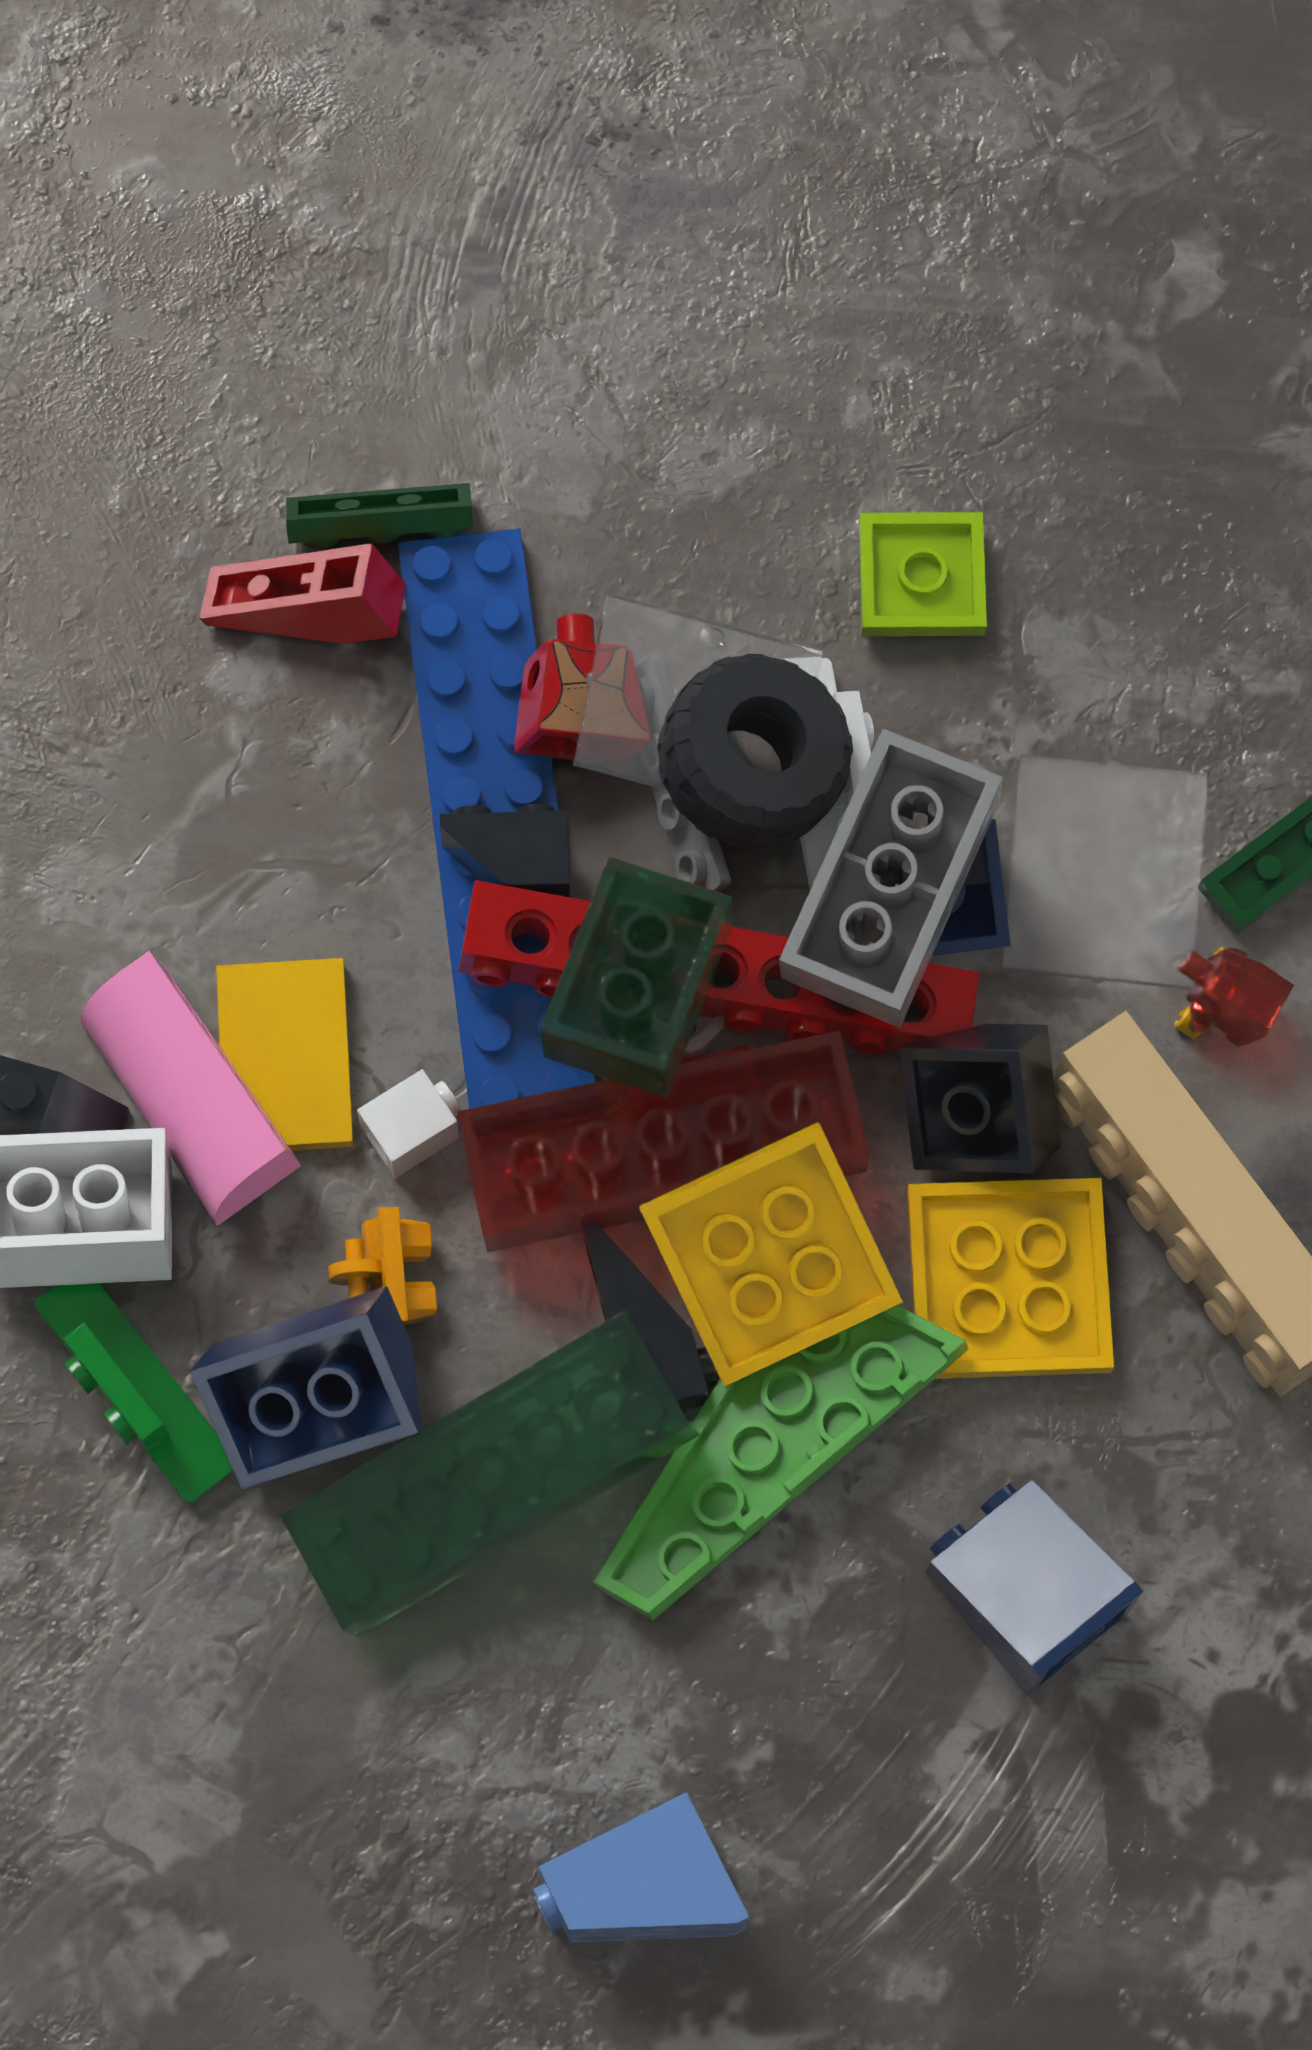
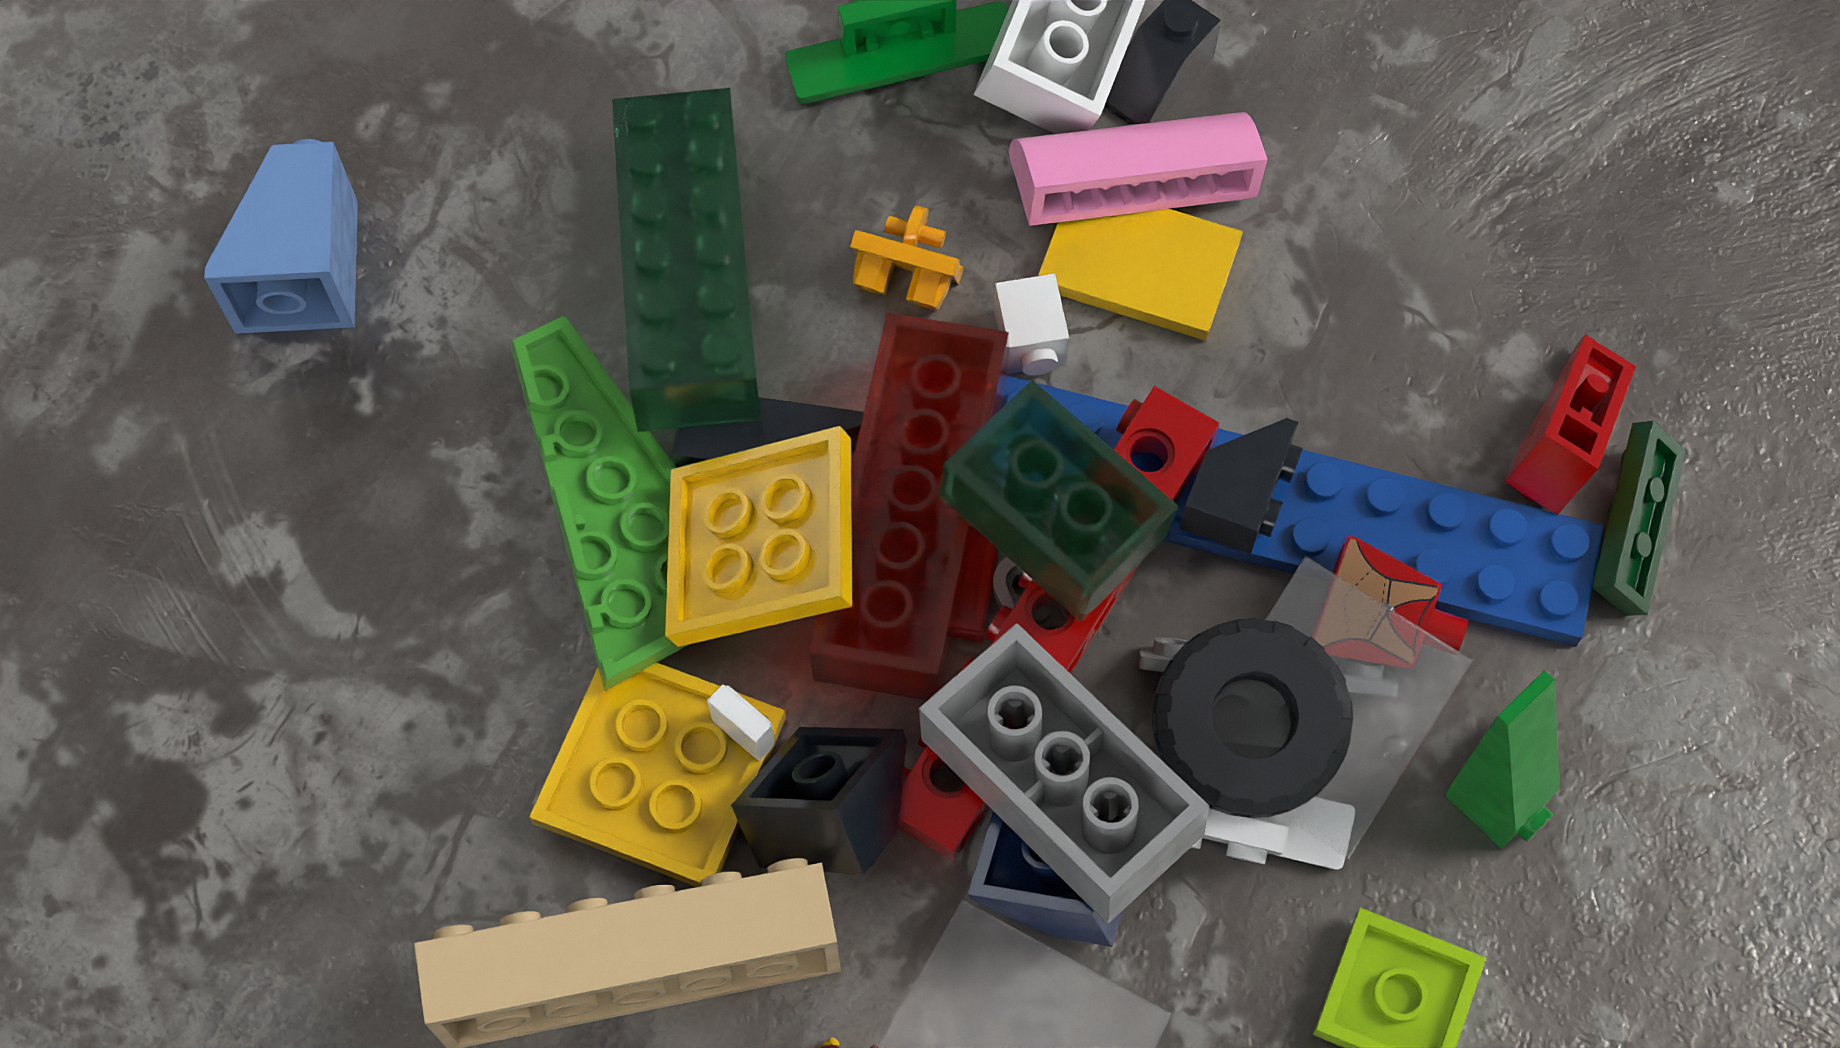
camera: 115 degrees right, 5 degrees down
(311, 1388) = (827, 150): dark blue slope -> none
(677, 535) = (1513, 768): none -> green wedge
(948, 1202) = (741, 721): none -> white tile
(1031, 1583) = (369, 653): slope -> none

